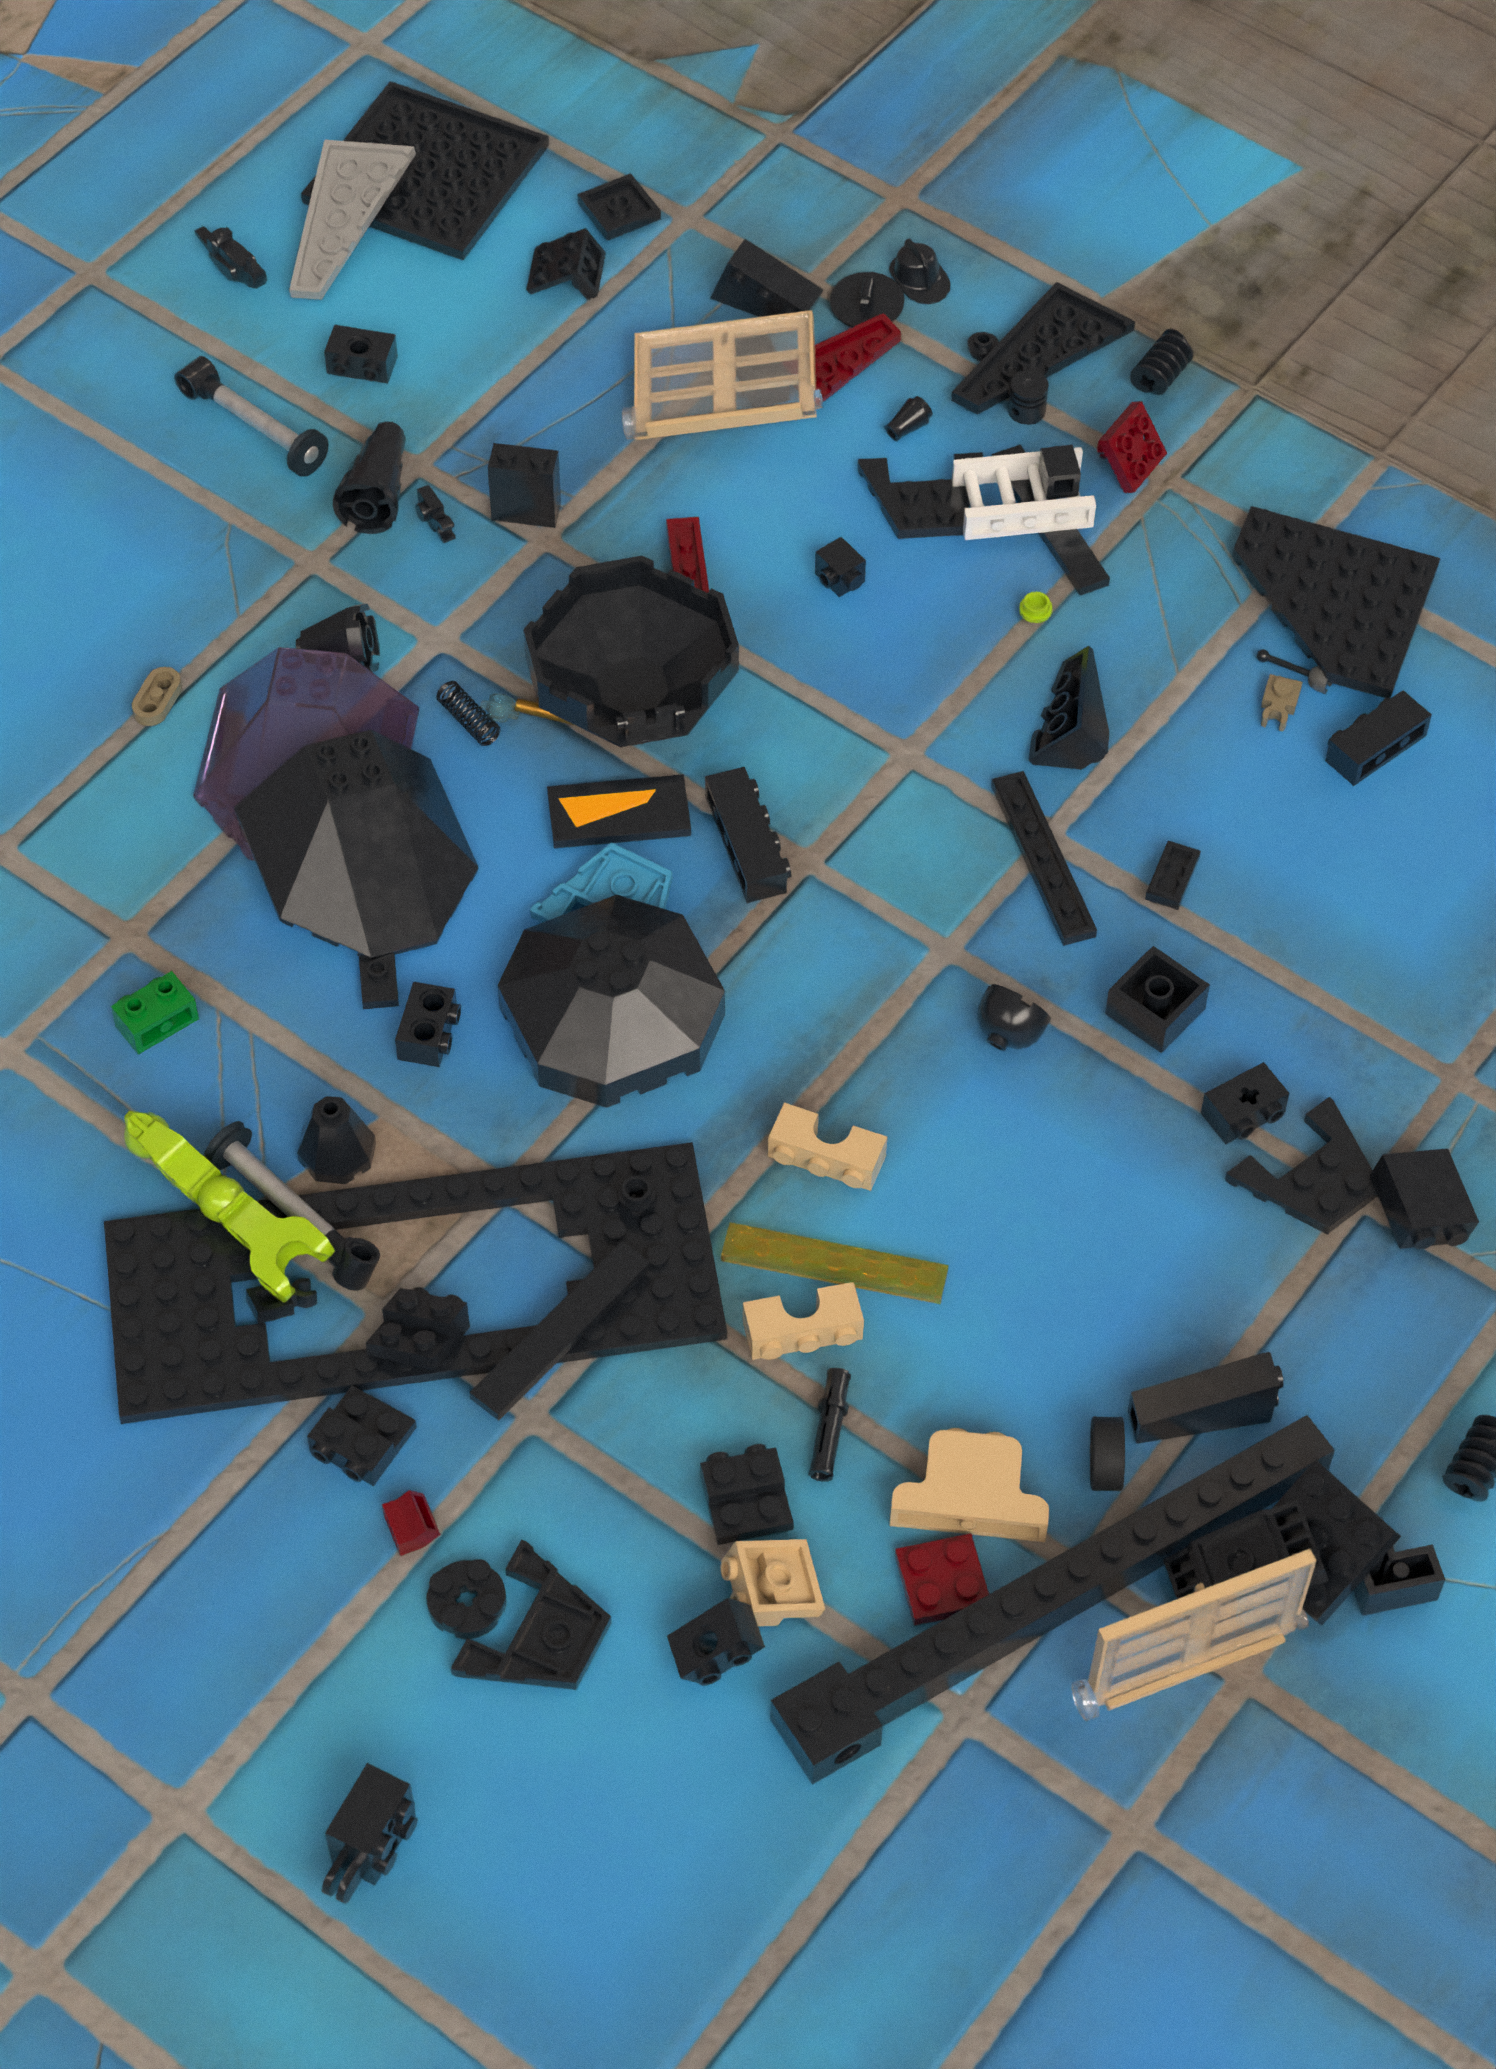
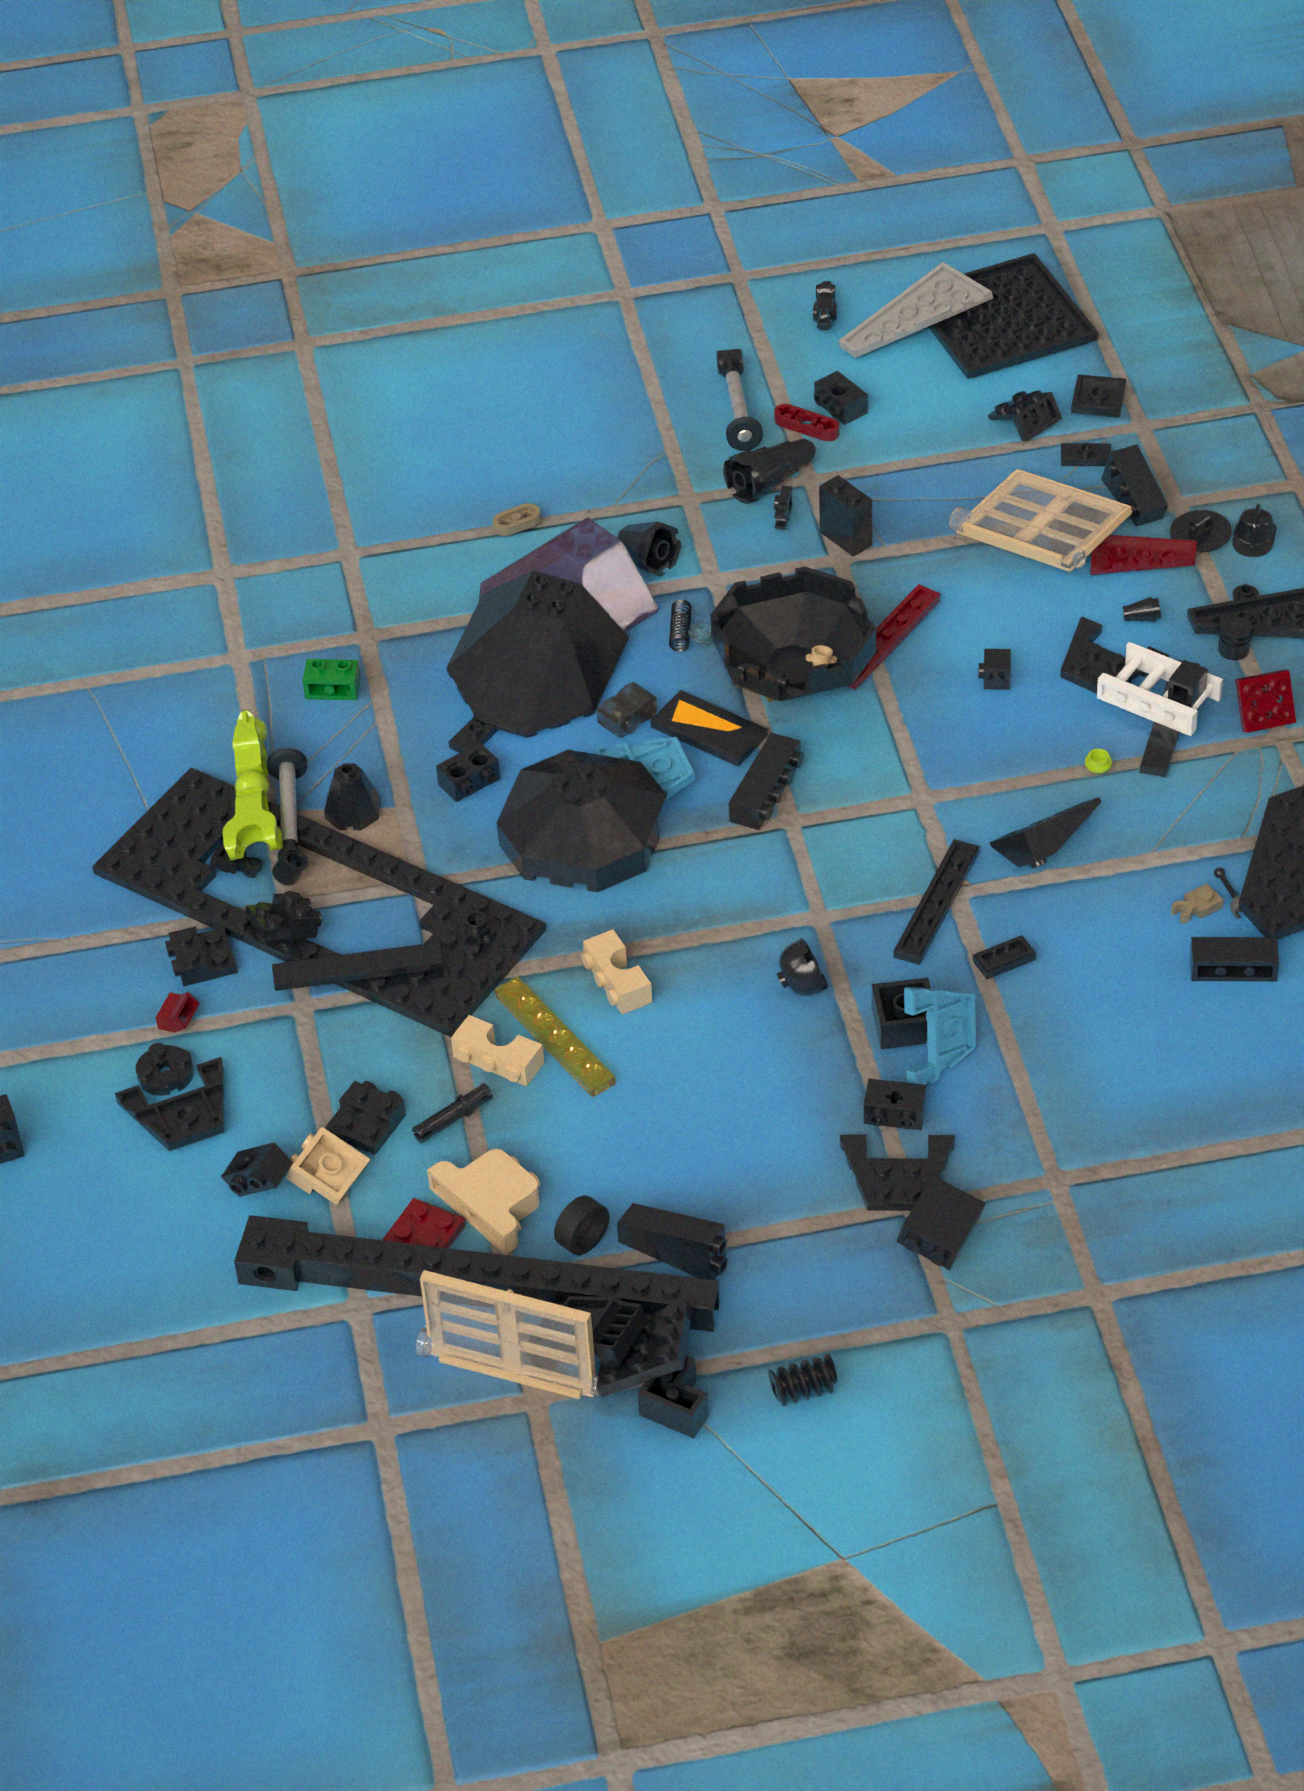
camera: 45 degrees right, 10 degrees down
(340, 412) = (821, 428): none -> dark red beam
(518, 844) = (626, 710): none -> clear smoke brick
(664, 659) = (821, 655): none -> tan plate
(671, 279) = (1085, 454): none -> black plate
(1223, 982) = (949, 1029): none -> dark azure wing

